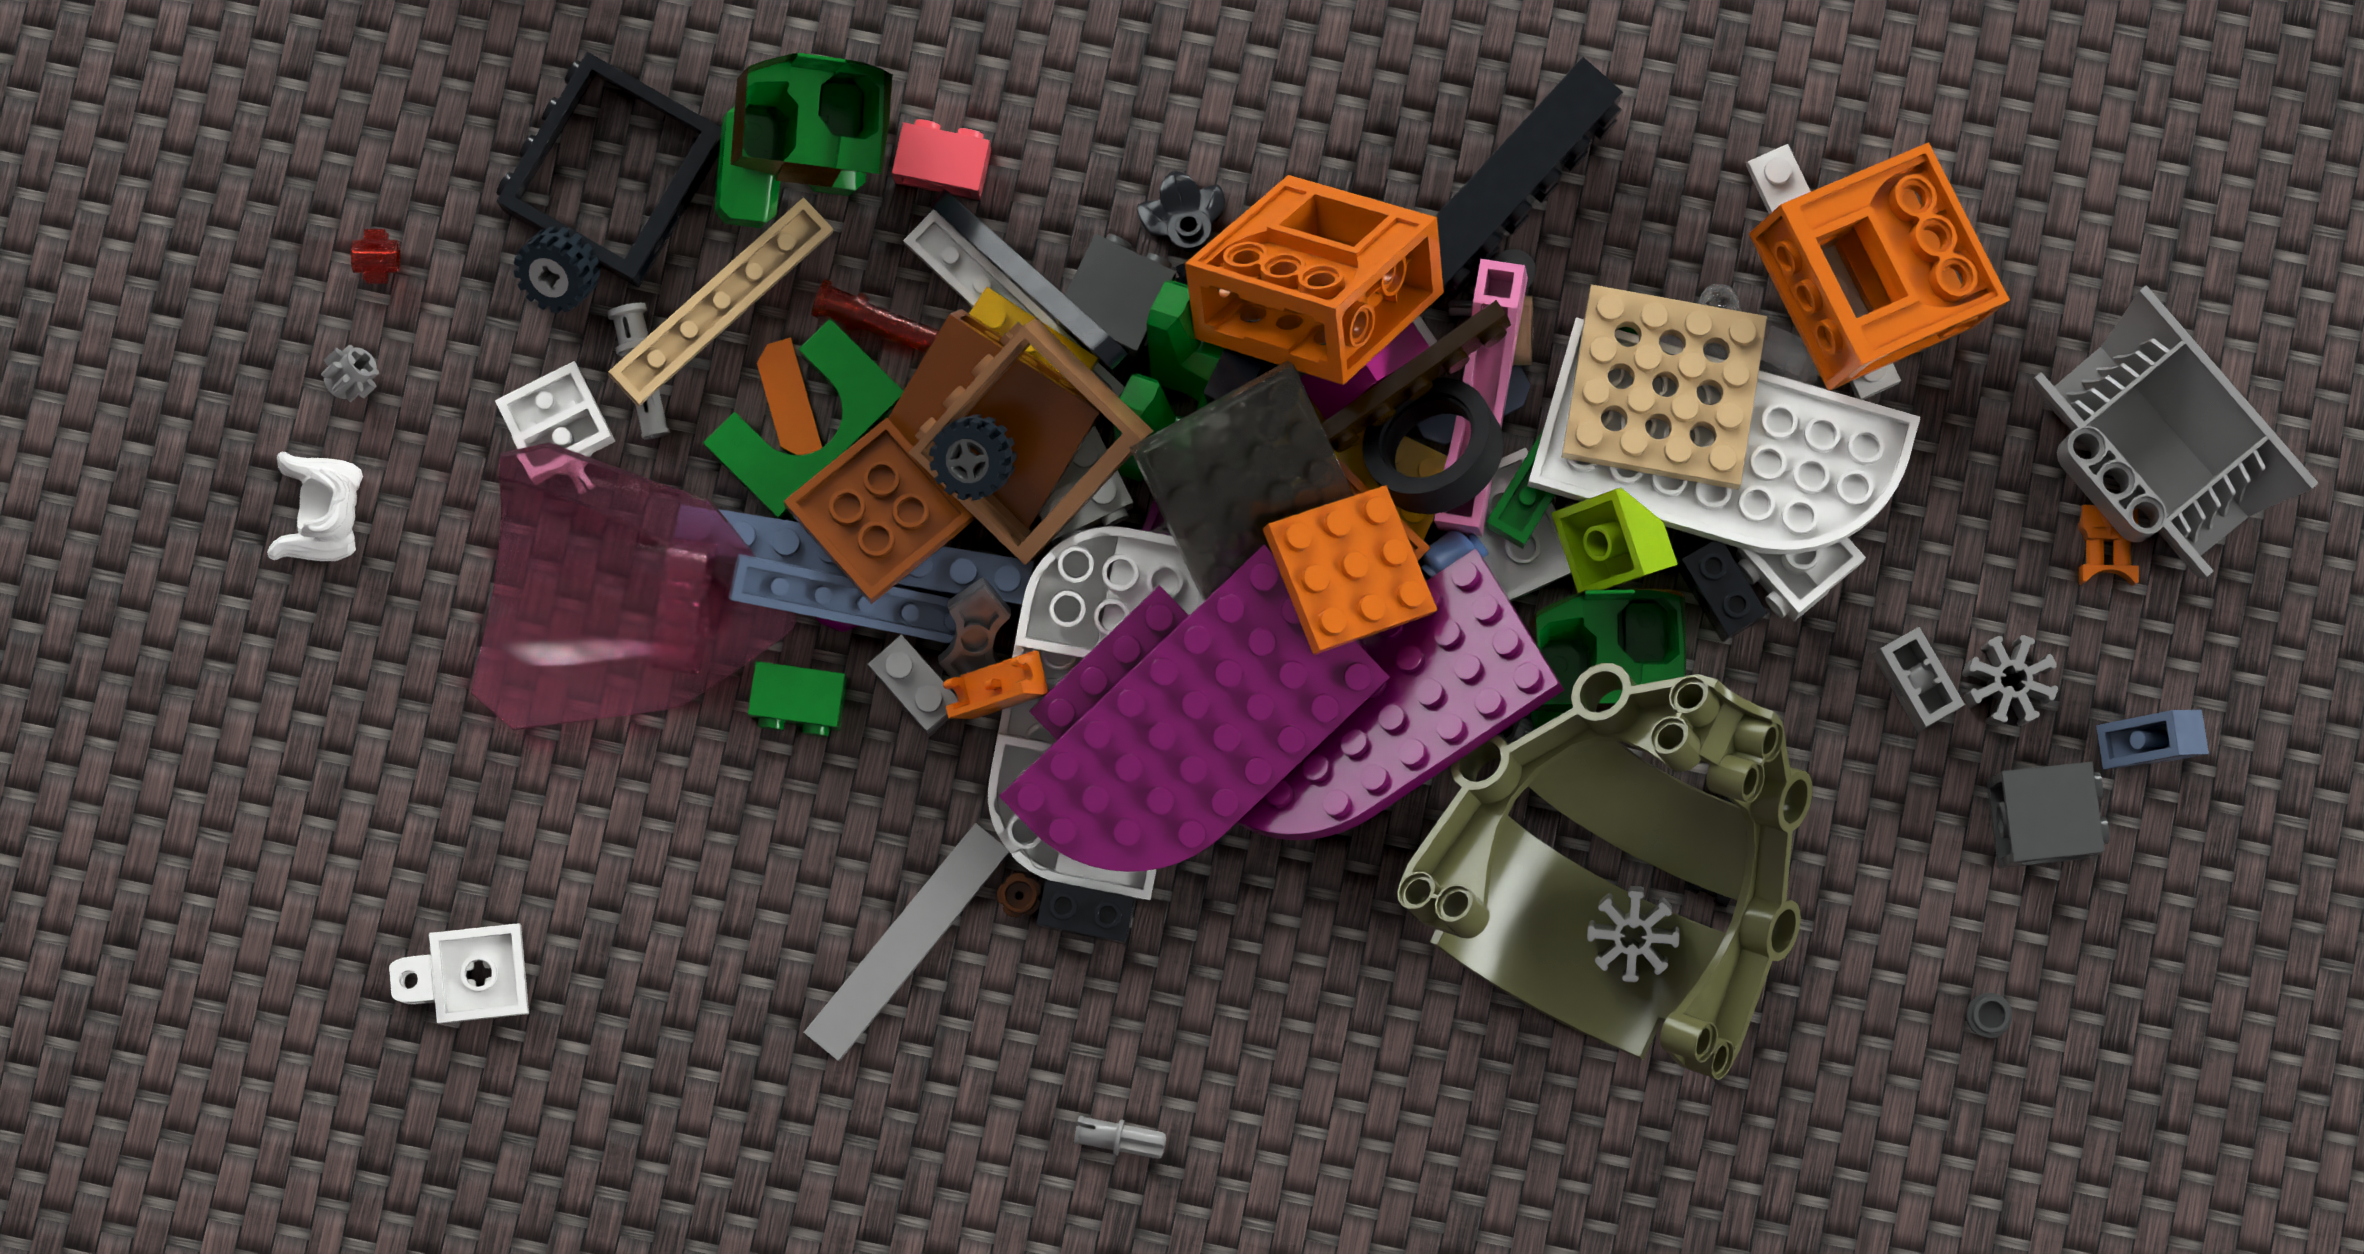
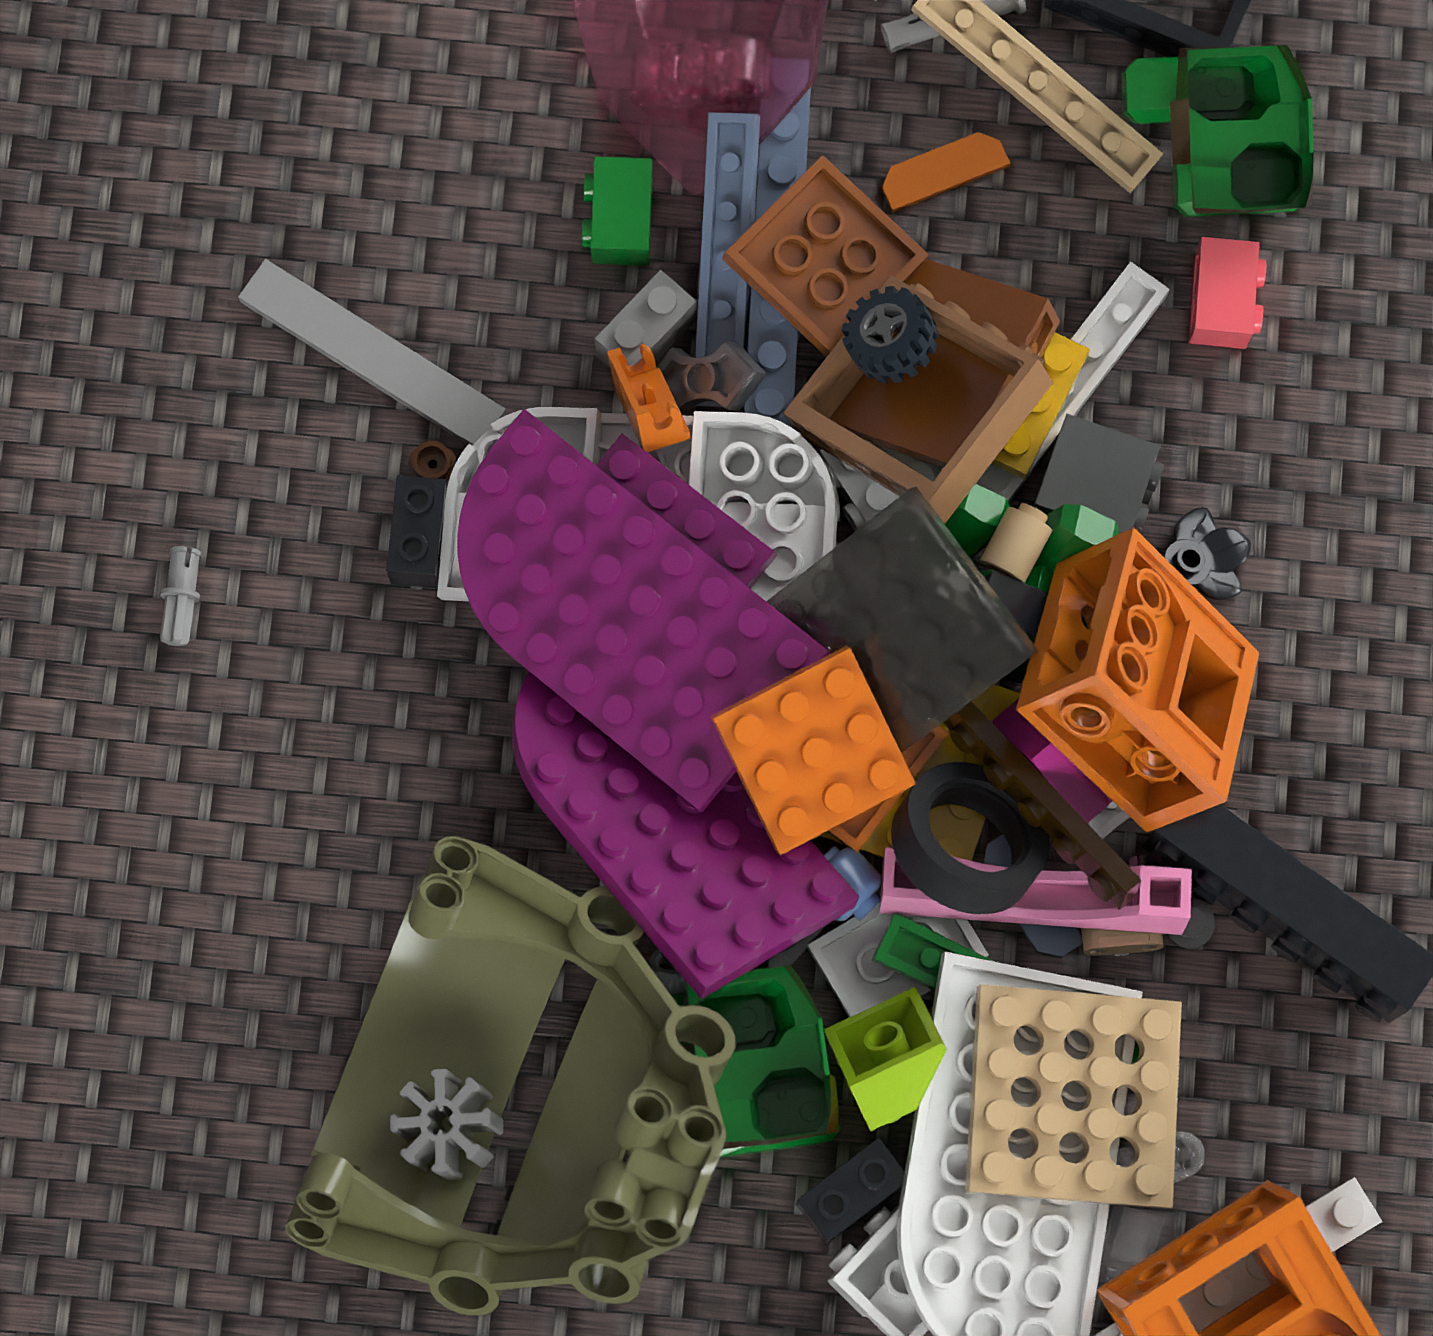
camera: 80 degrees right, 5 degrees down
(859, 313) = (1045, 227): clear red pin -> none
(866, 401) = (954, 238): green arch -> none
(1029, 279) = (1097, 382): beam -> none
(1177, 369) = (1017, 542): none -> tan brick

